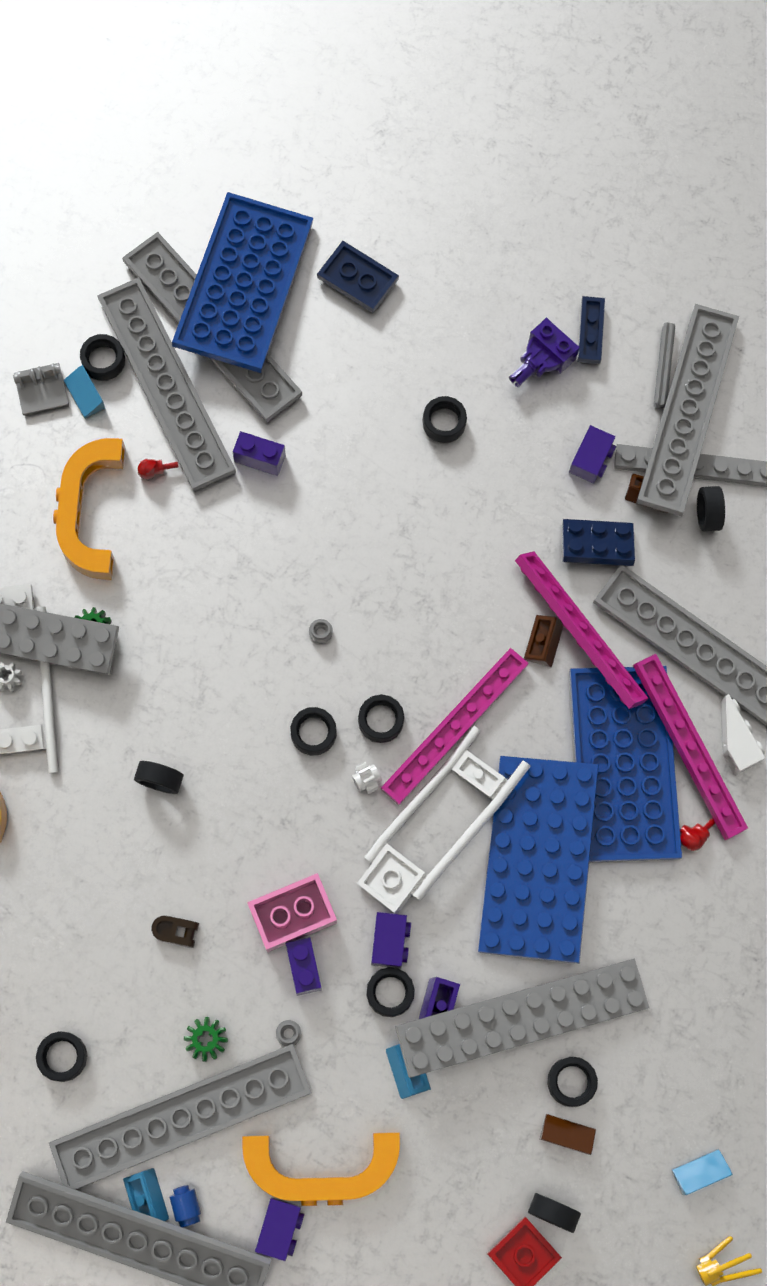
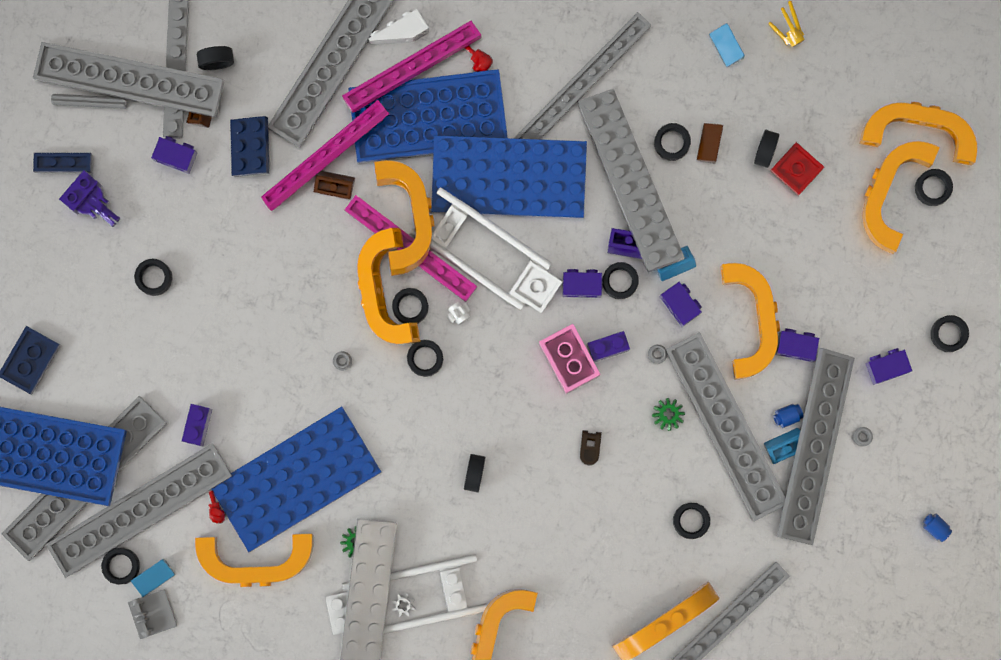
camera: 90 degrees left, 10 degrees up
(181, 565) = (296, 479): none -> blue plate
(351, 1071) = (681, 304): none -> dark purple brick
(404, 673) = (372, 289): none -> light orange arch
(445, 726) = (402, 175): none -> light orange arch
(665, 973) = (585, 78): none -> light grey plate

